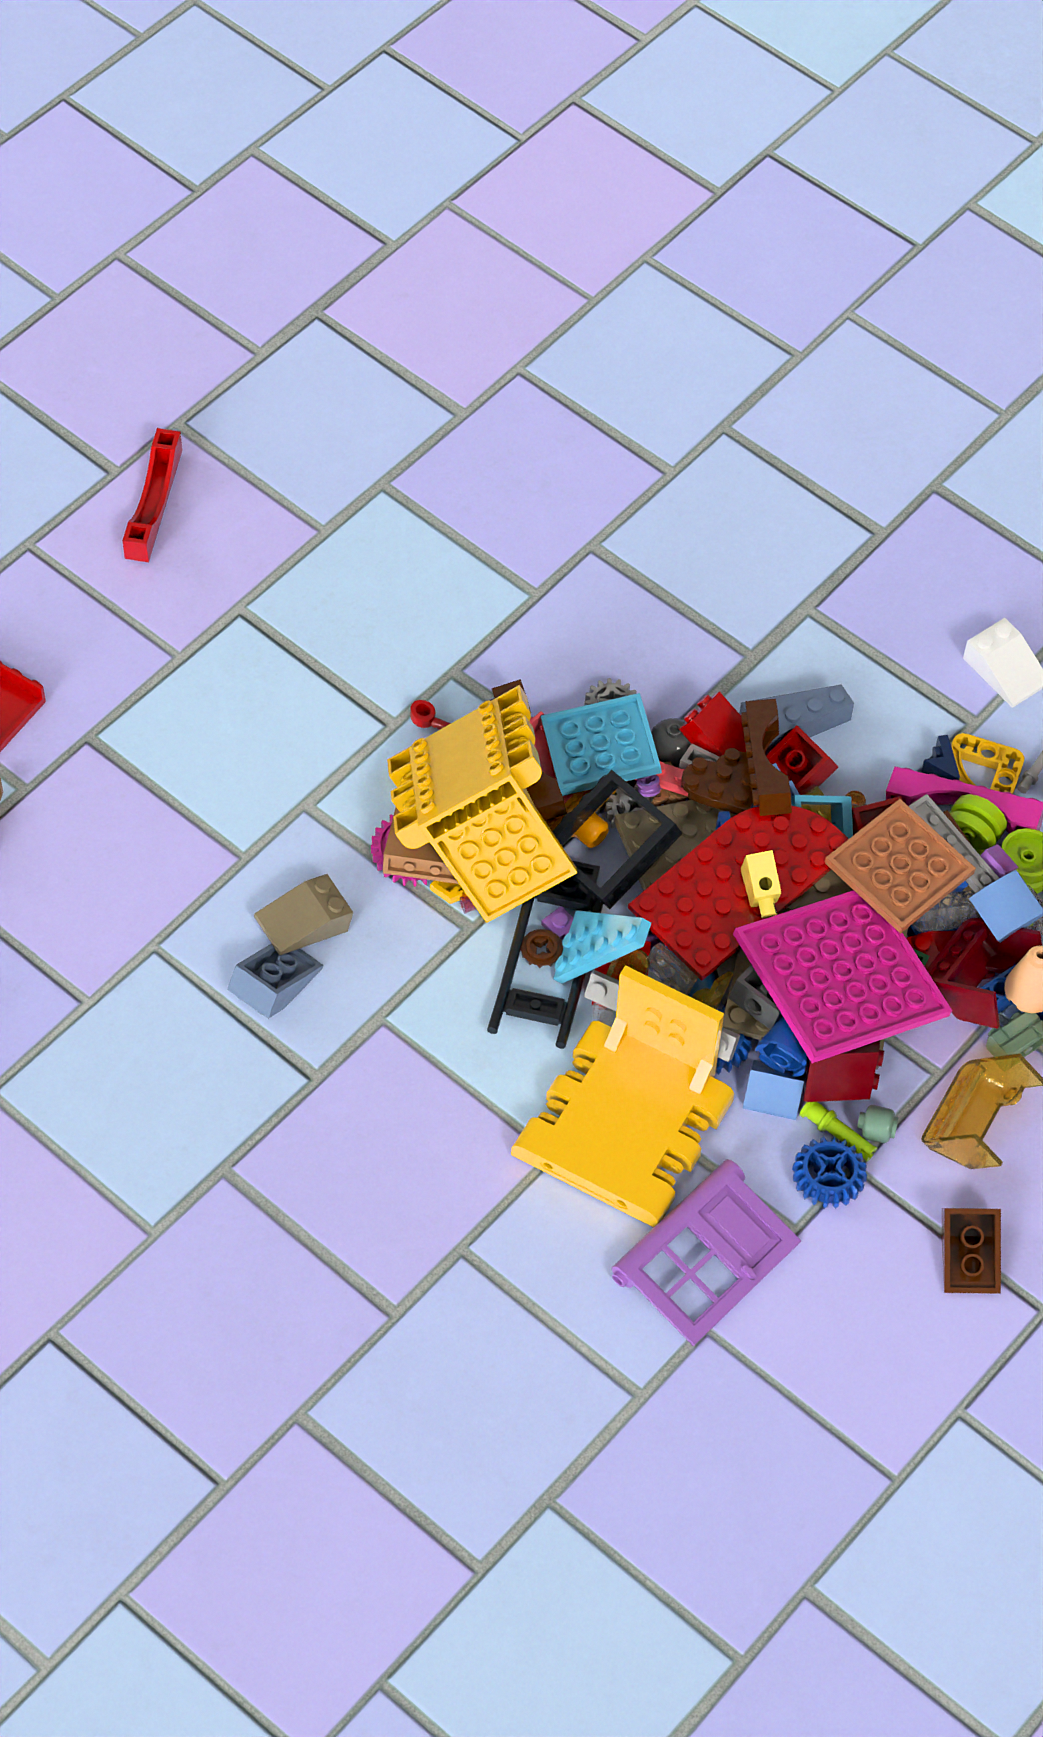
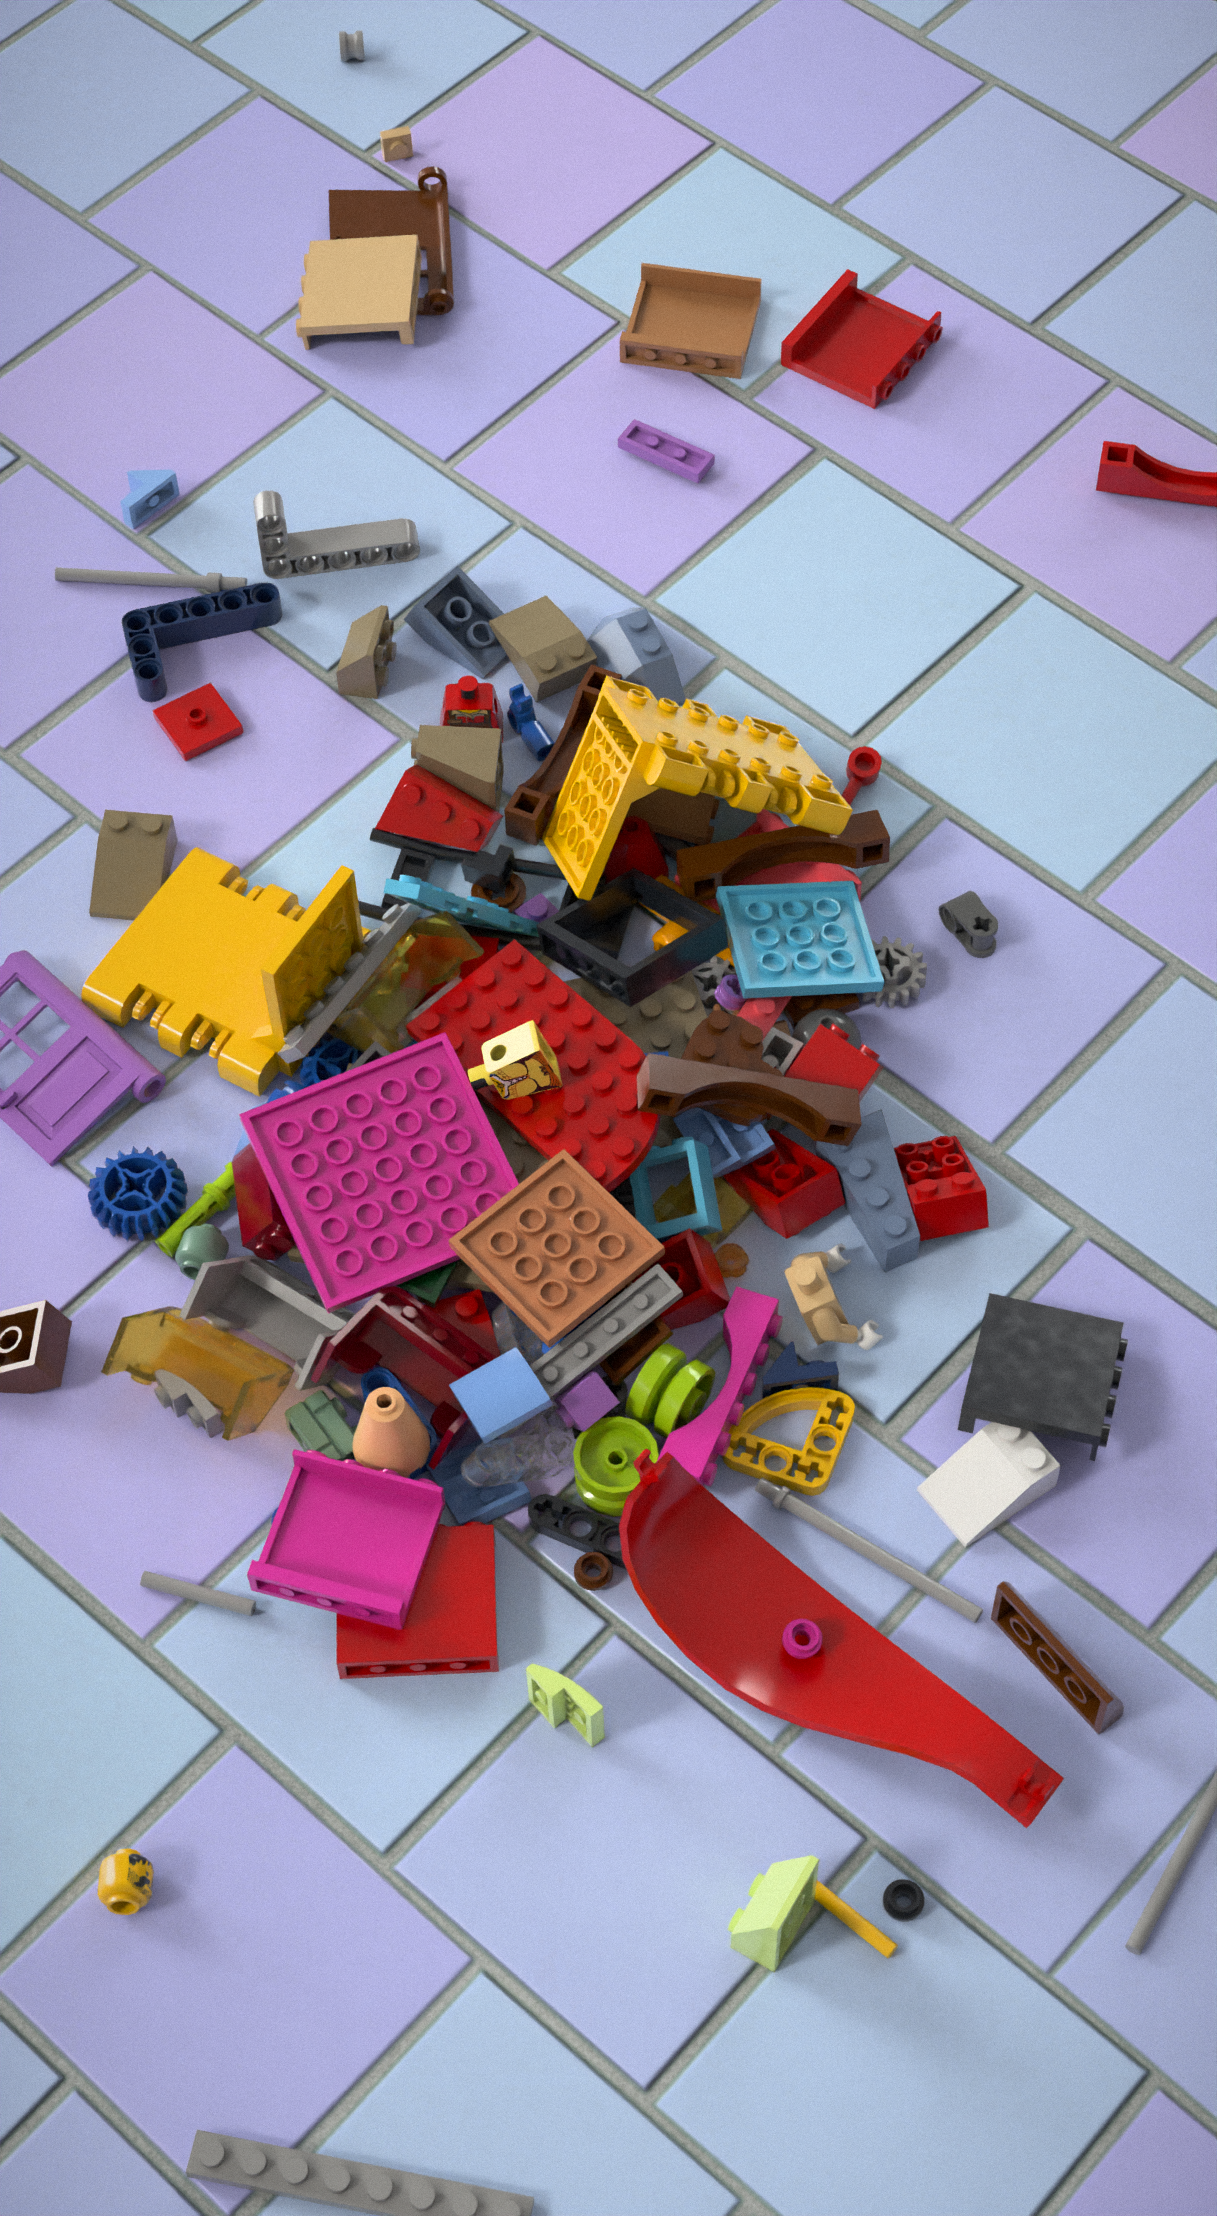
camera: 95 degrees right, 0 degrees up
(89, 838) = (666, 451): none -> medium lavender plate
(114, 1218) = (148, 494): none -> light blue slope
(186, 1070) = (328, 548): none -> light grey beam
(215, 1168) = (212, 582): none -> light grey bar
(267, 1180) = (192, 621): none -> dark blue beam
(308, 855) = (636, 650): none -> sand blue wedge
(311, 1038) = (367, 655): none -> dark tan slope
(367, 1168) = (198, 721): none -> red plate
(372, 884) = (535, 799): none -> reddish brown arch
(374, 960) = (471, 705): none -> red torso
(376, 928) = (523, 720): none -> blue bar
(437, 963) = (463, 757): none -> dark tan slope
(477, 982) = (438, 812): none -> red wedge
(522, 1201) = (131, 862): none -> dark tan slope
(531, 943) = (489, 869): none -> black panel
(564, 656) = (970, 924): none -> dark grey piece
(786, 674) = (942, 1187): none -> red slope
(884, 746) = (819, 1300): none -> tan torso
(929, 1059) = (269, 1305): none -> light grey windscreen
(935, 627) = (1044, 1371): none -> black panel
(1003, 1121) = (184, 1399): none -> light grey slope

